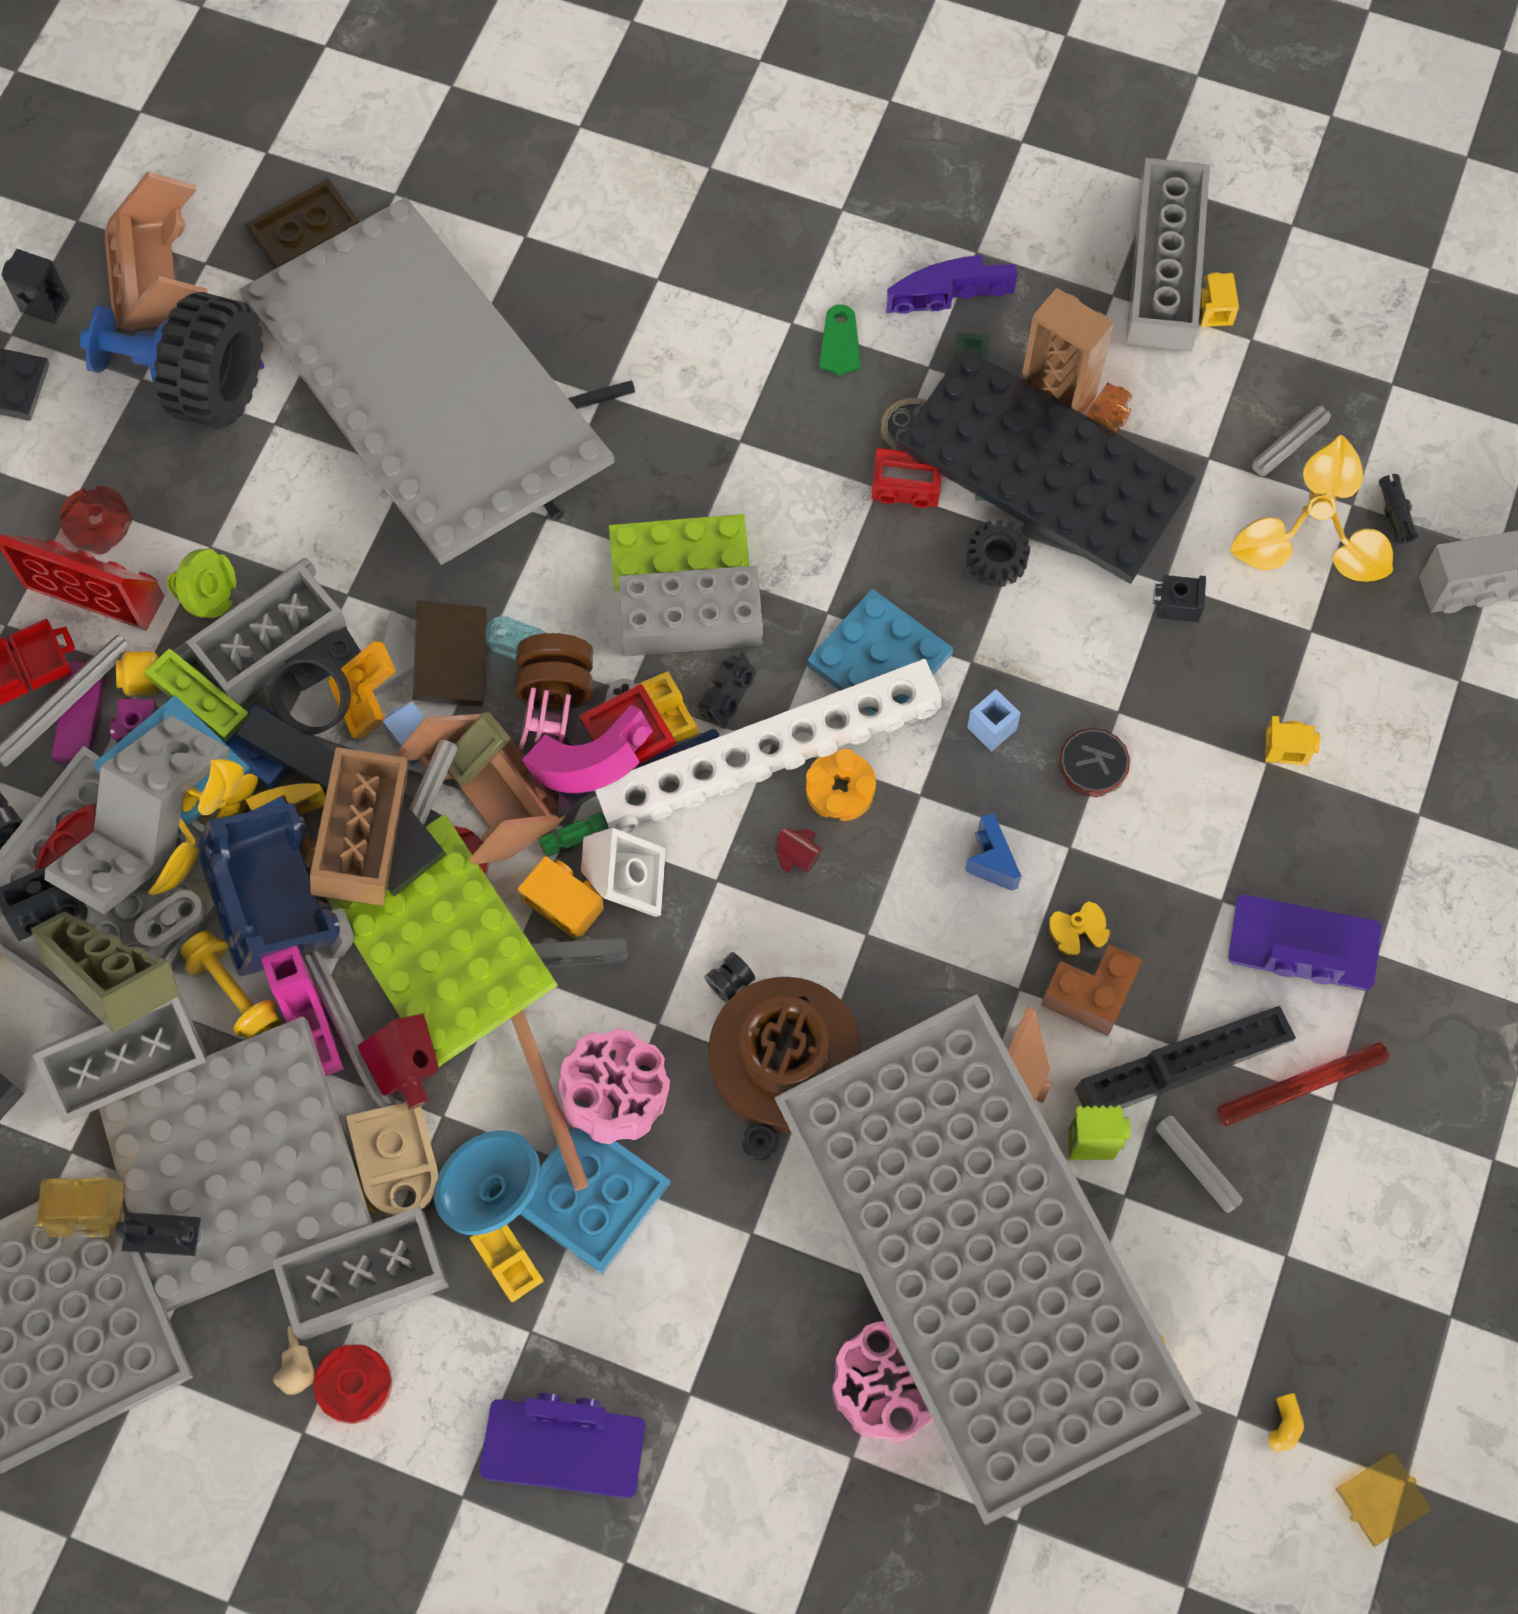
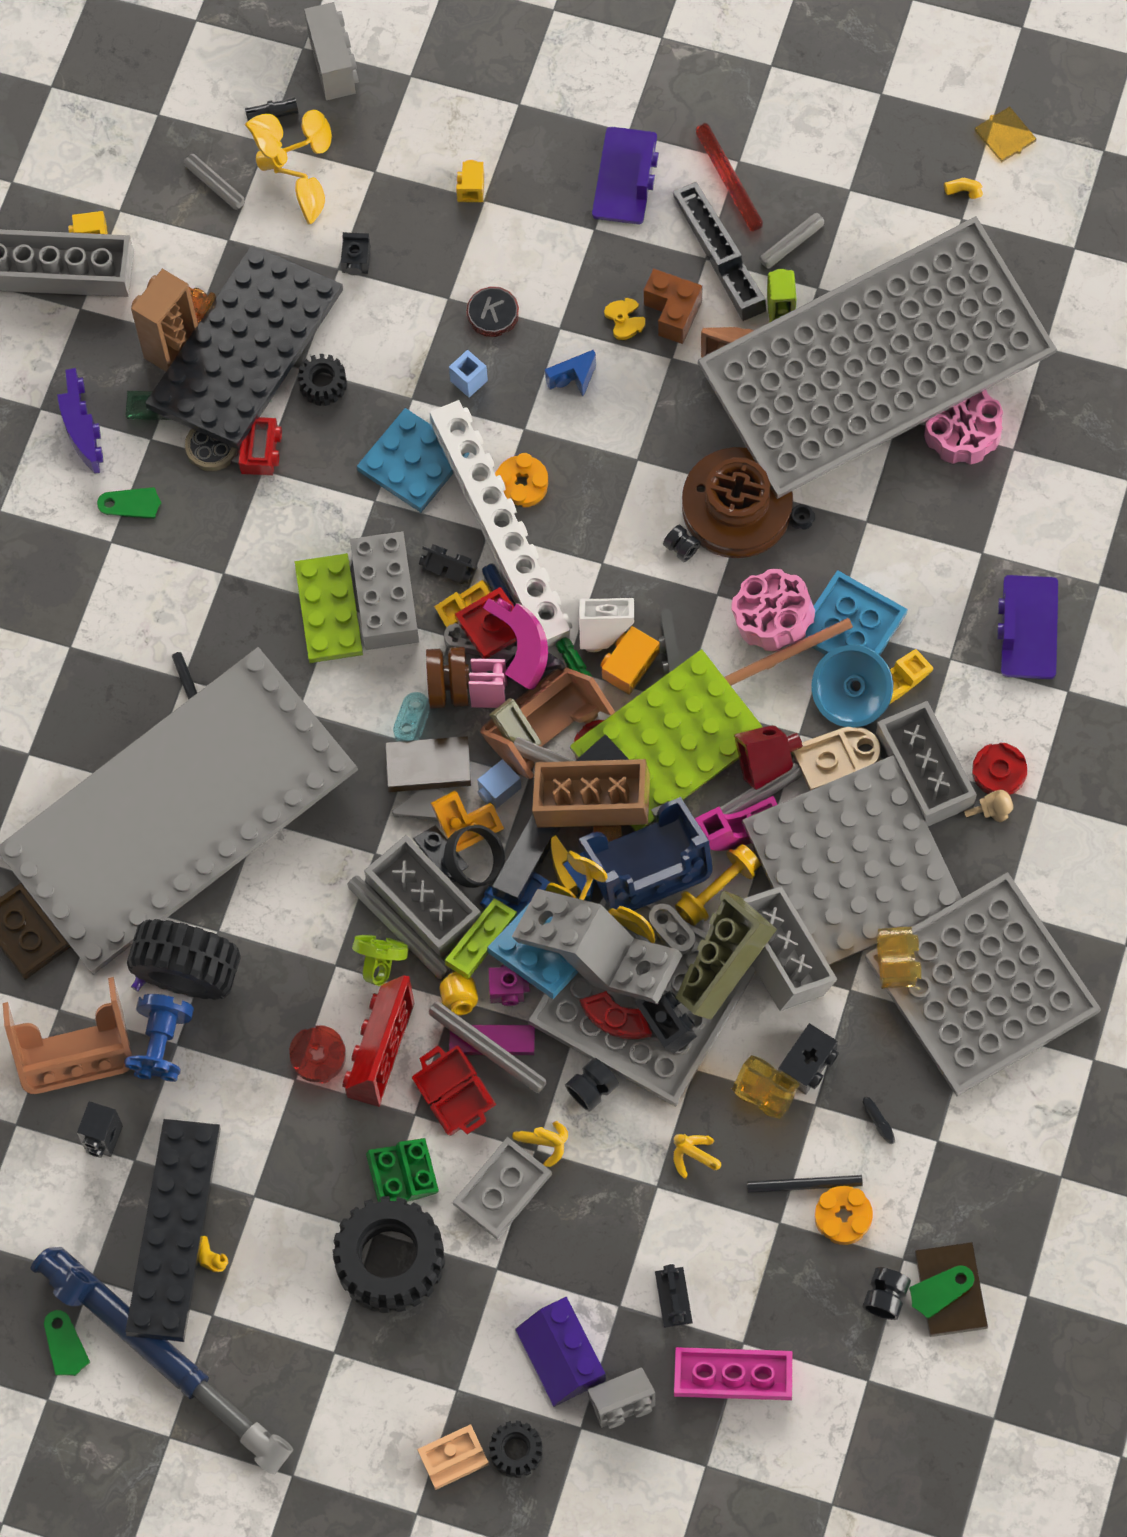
camera: 90 degrees left, 0 degrees up
(159, 1233) = (911, 899): black hinge -> none
(797, 849) = (578, 505): dark red piece -> none

